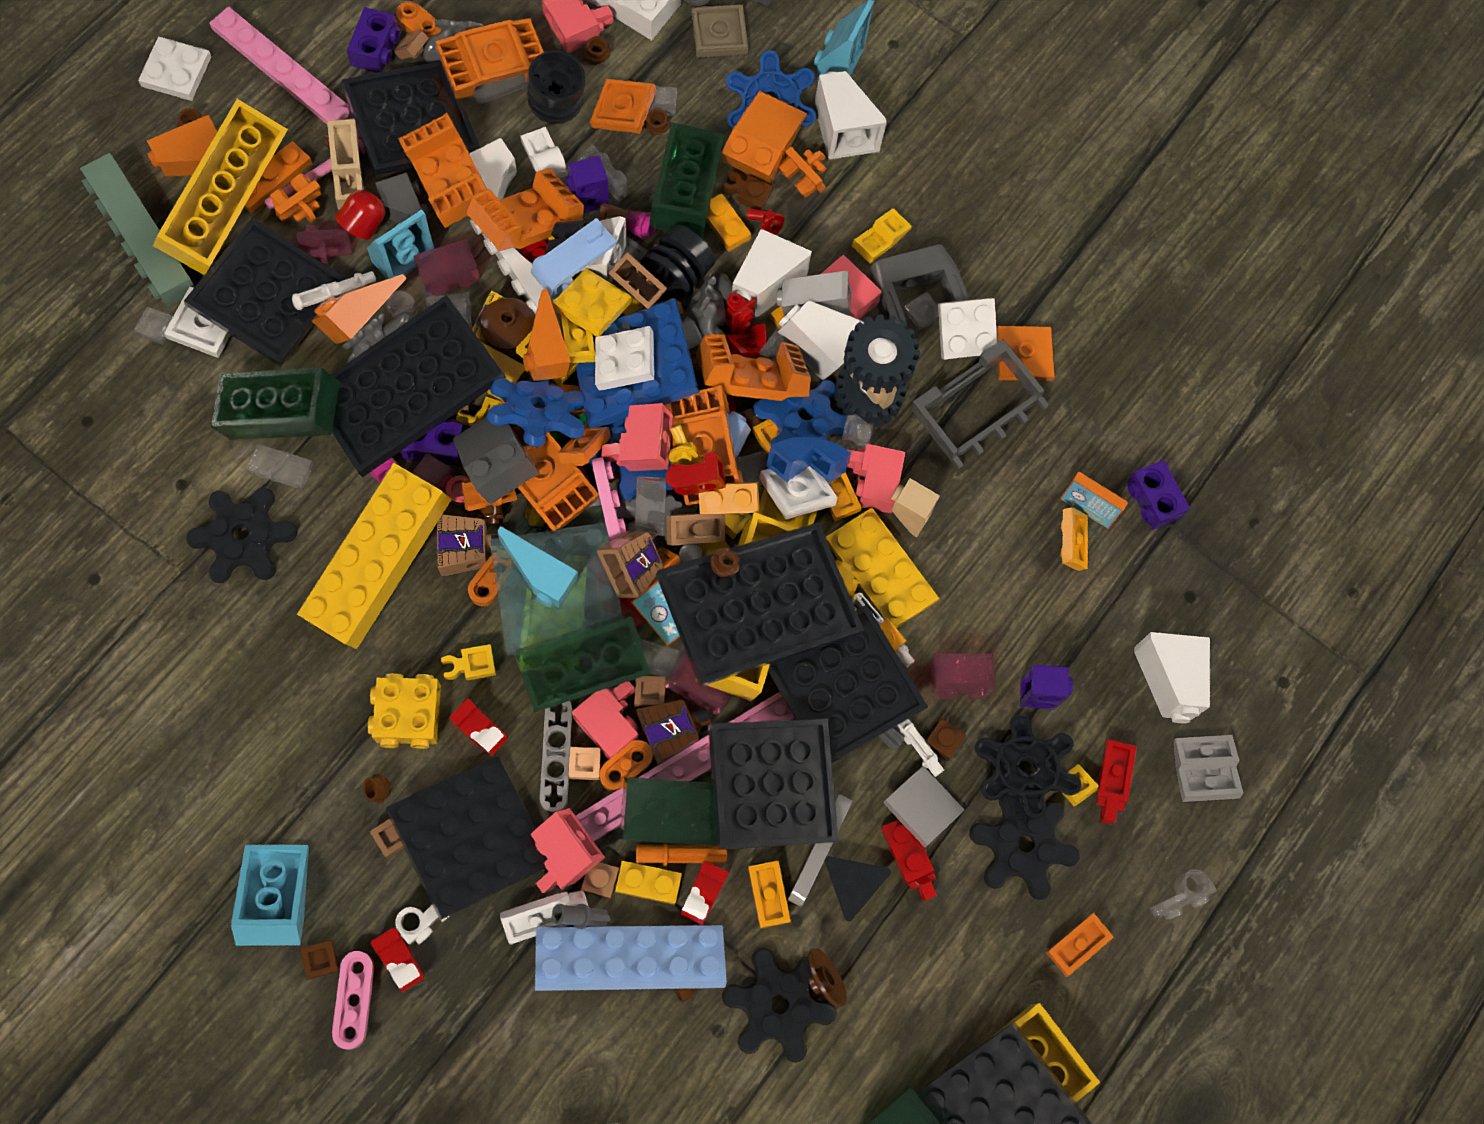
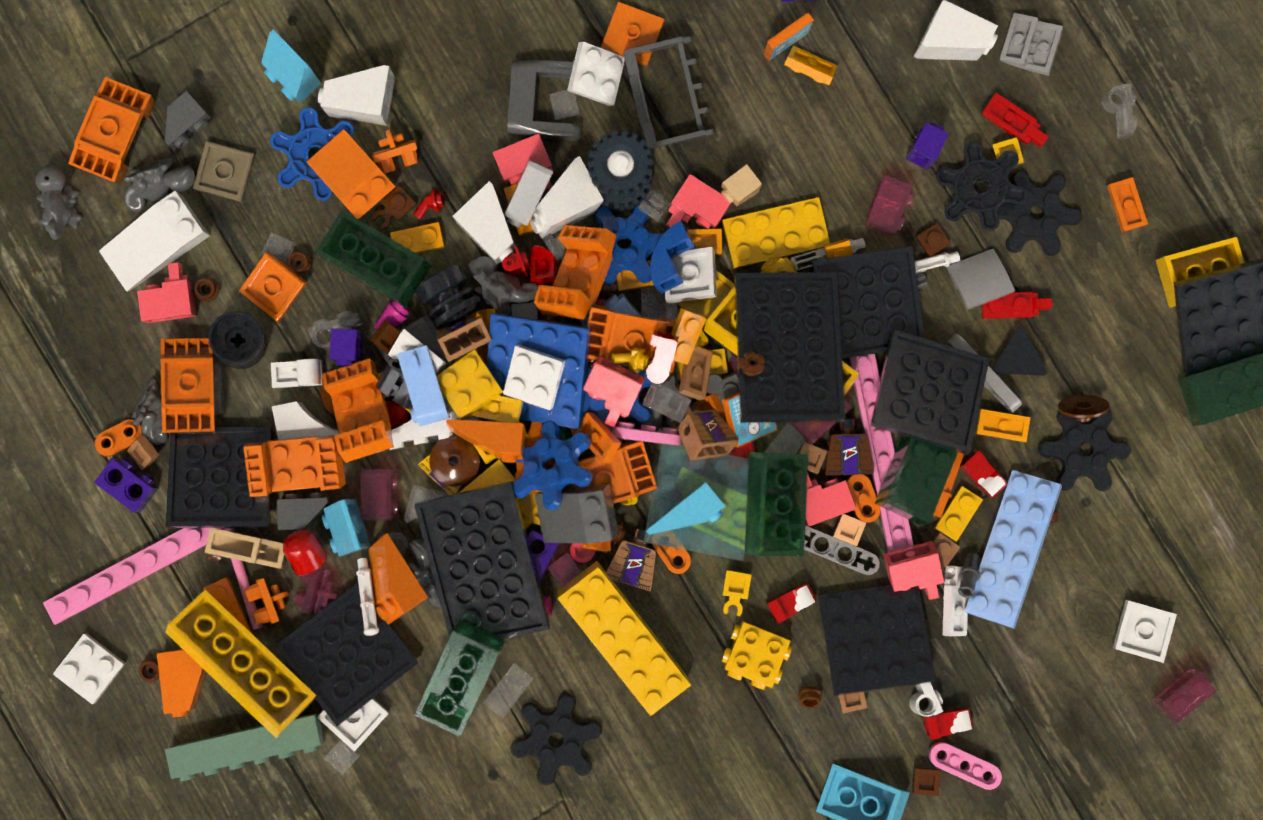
camera: 65 degrees left, 15 degrees up
(882, 236) = (479, 110): yellow slope -> none

